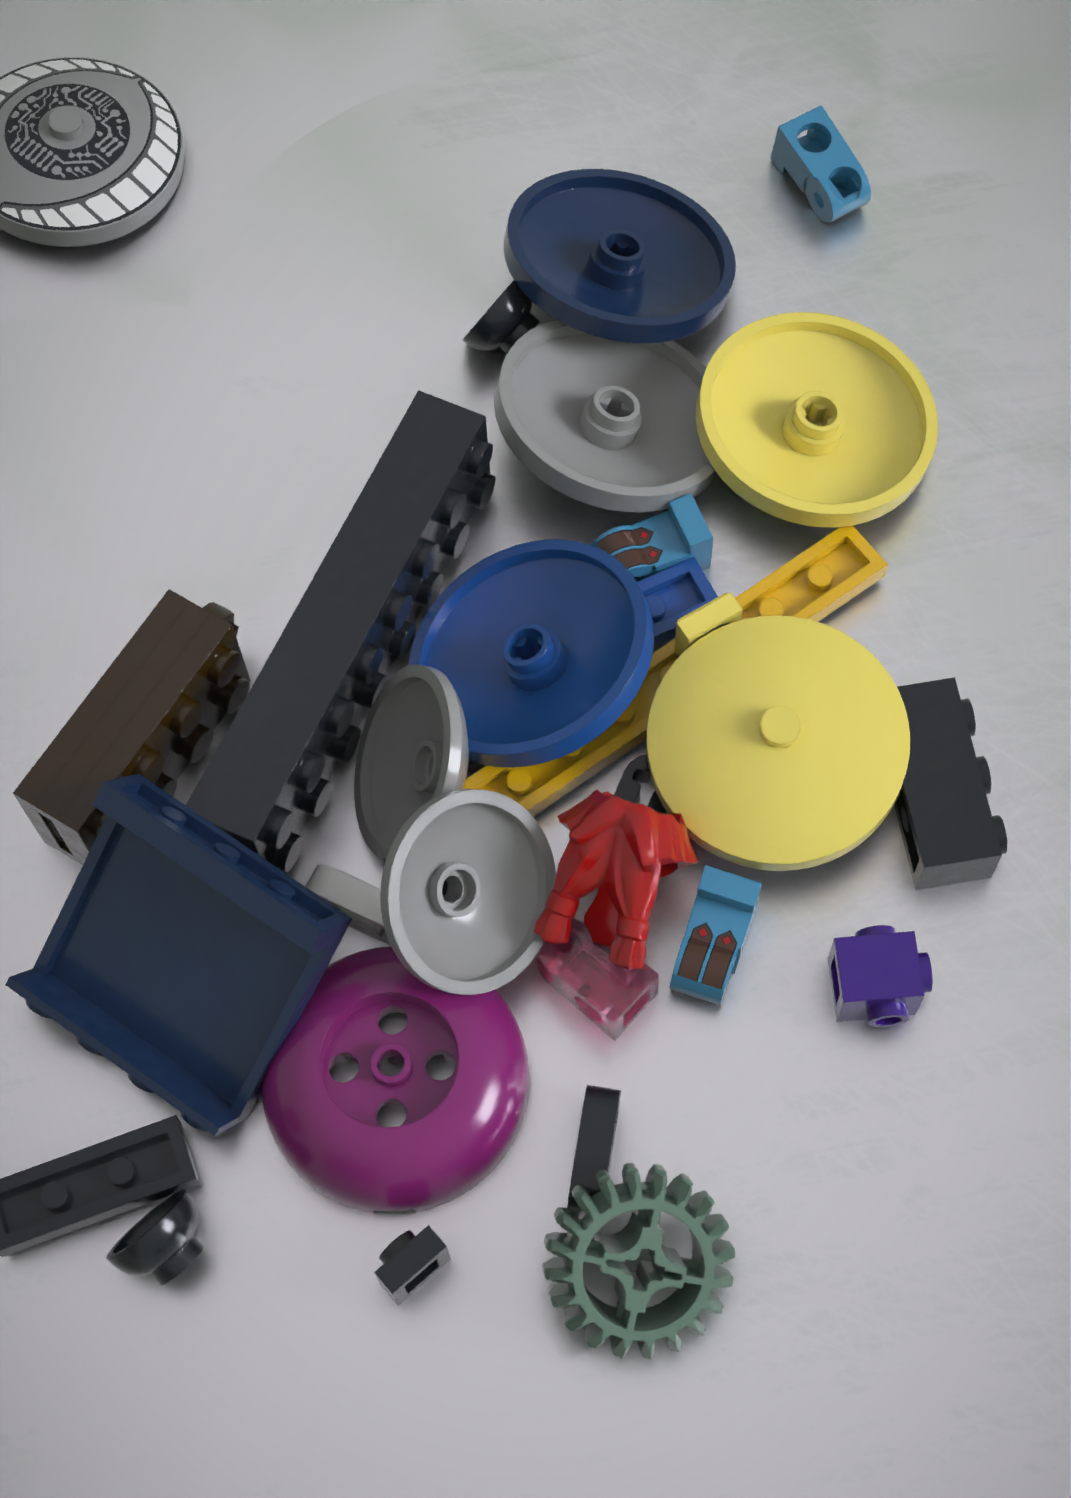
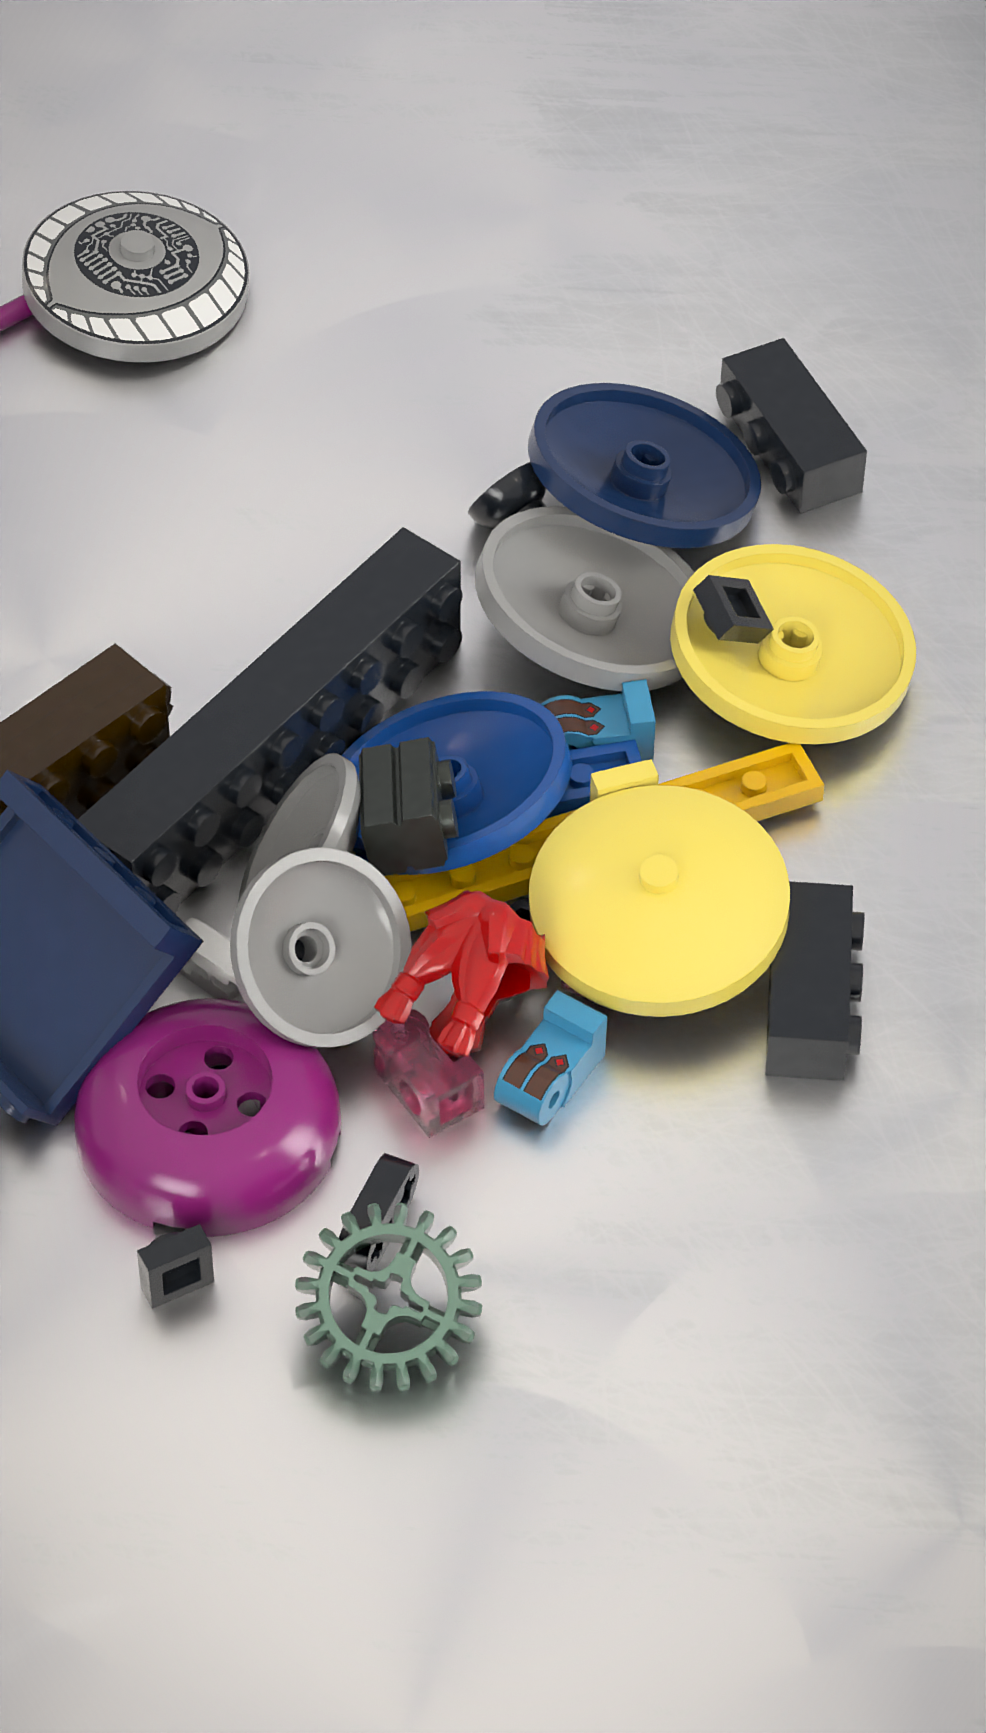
camera: 10 degrees right, 15 degrees down
(506, 707) = (406, 806): none -> pearl dark grey brick
(742, 177) = (791, 425): none -> black brick
(756, 402) = (732, 609): none -> black plate
(821, 165) = (878, 427): dark azure leg -> none
(878, 976) = (698, 1127): dark purple brick -> none

